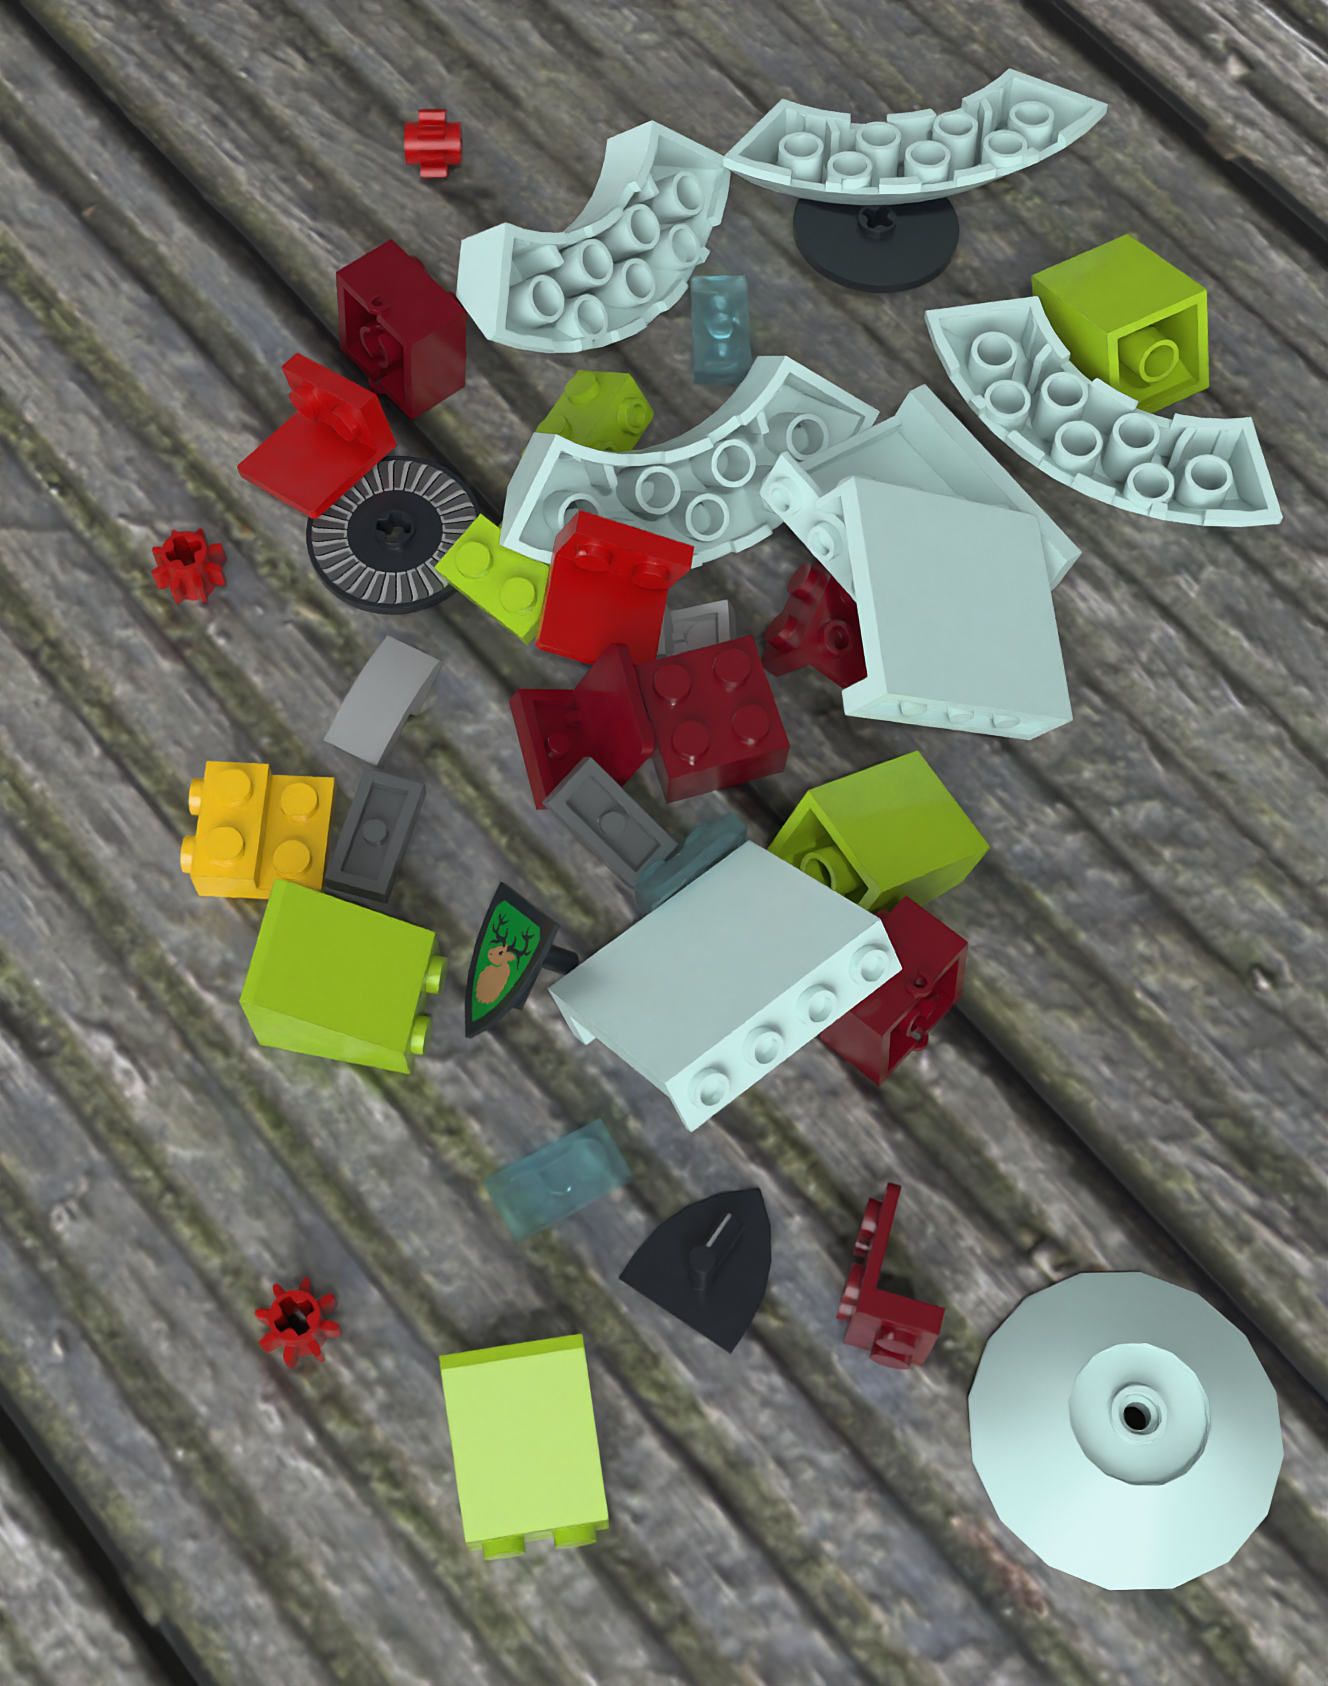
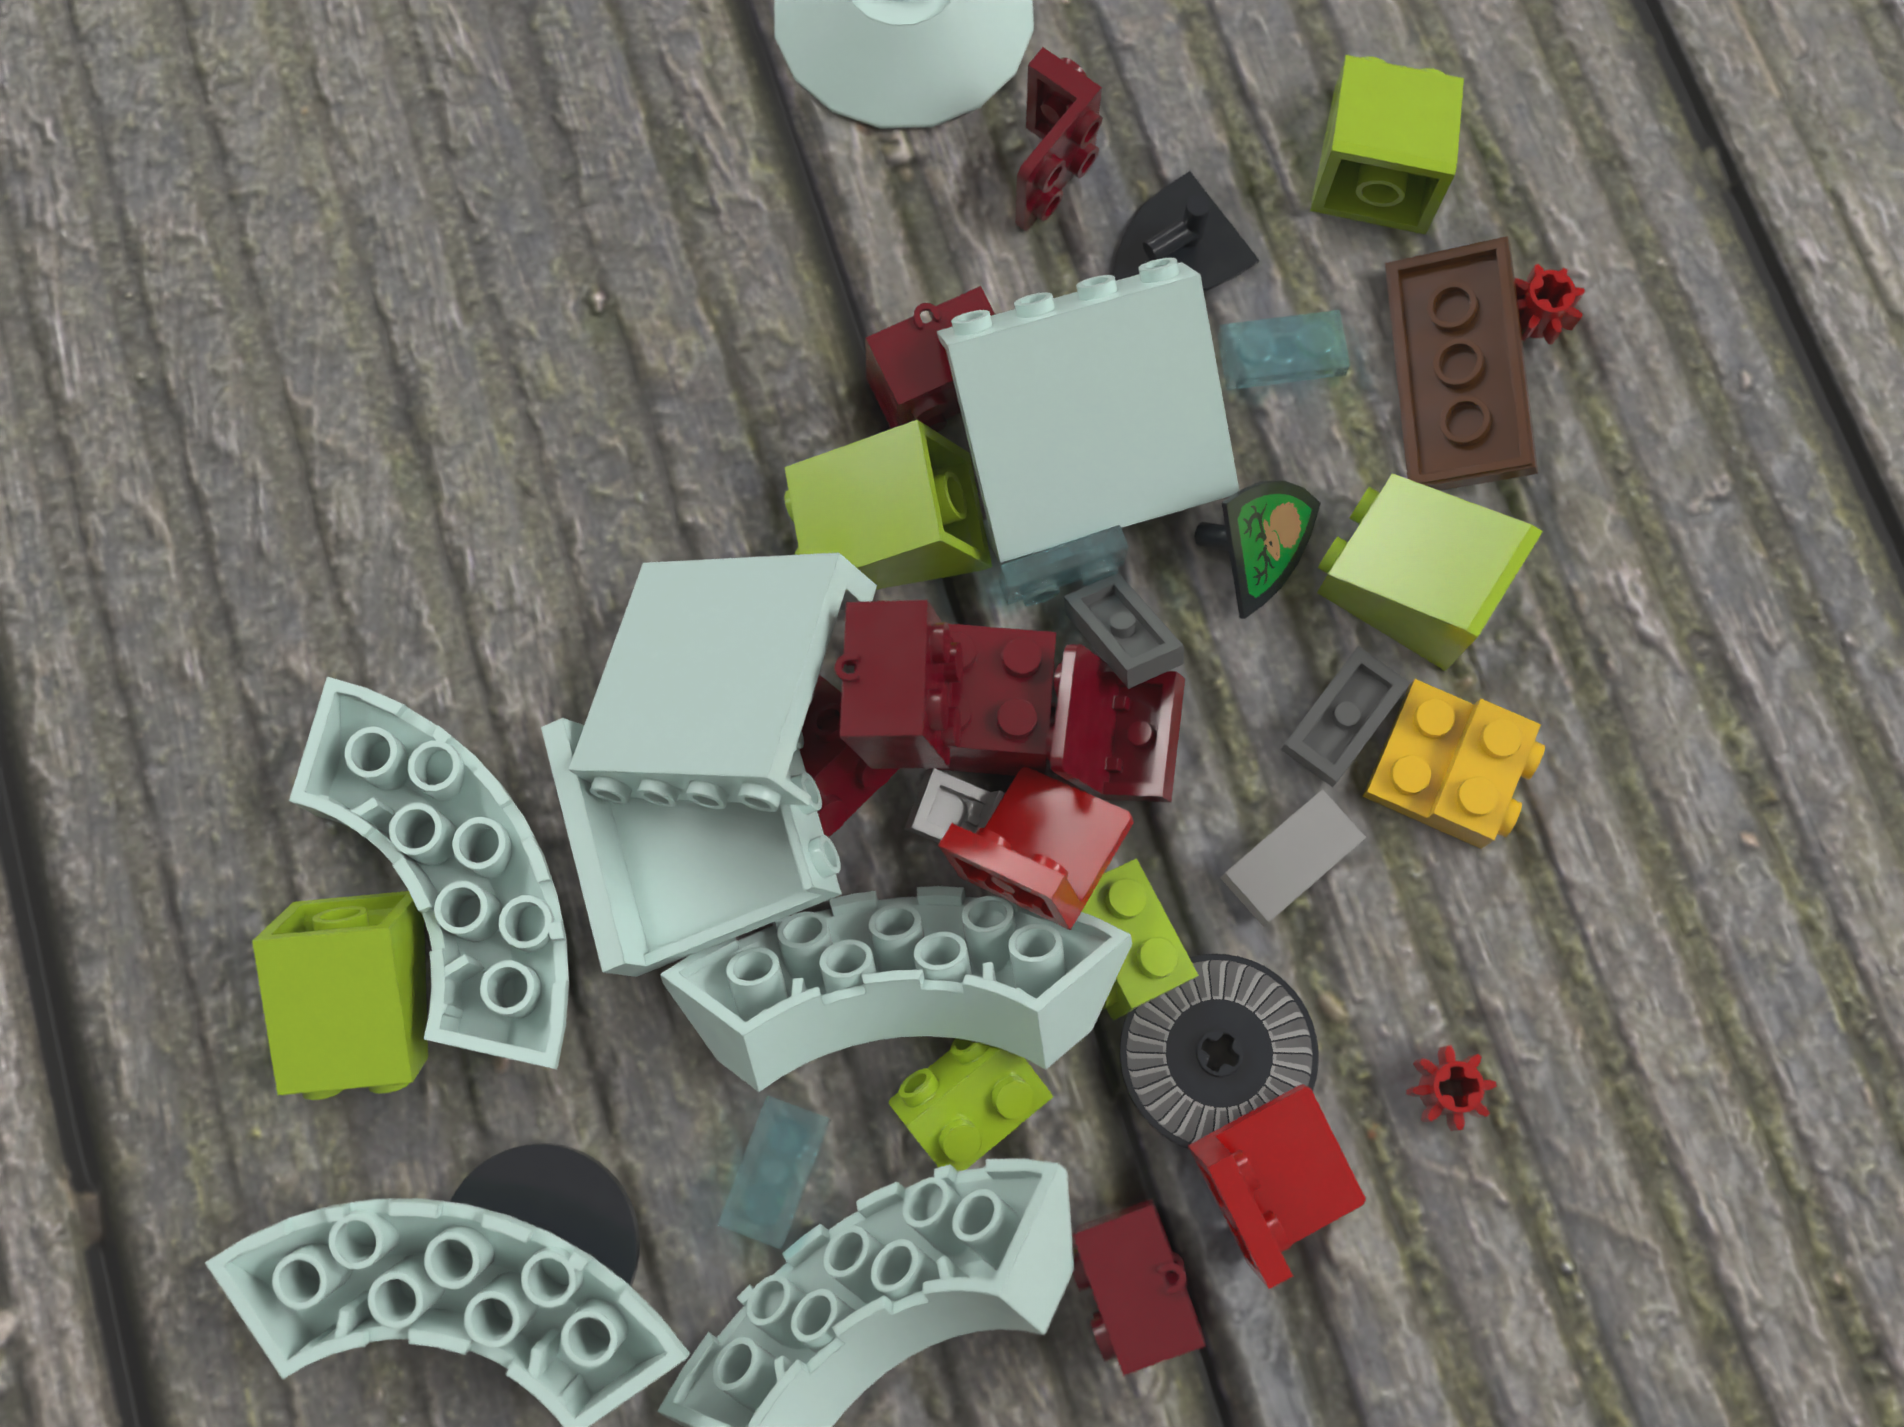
camera: 155 degrees left, 10 degrees up
(369, 1218) = (1461, 366): none -> reddish brown tile
(783, 630) = (901, 685): none -> dark red brick

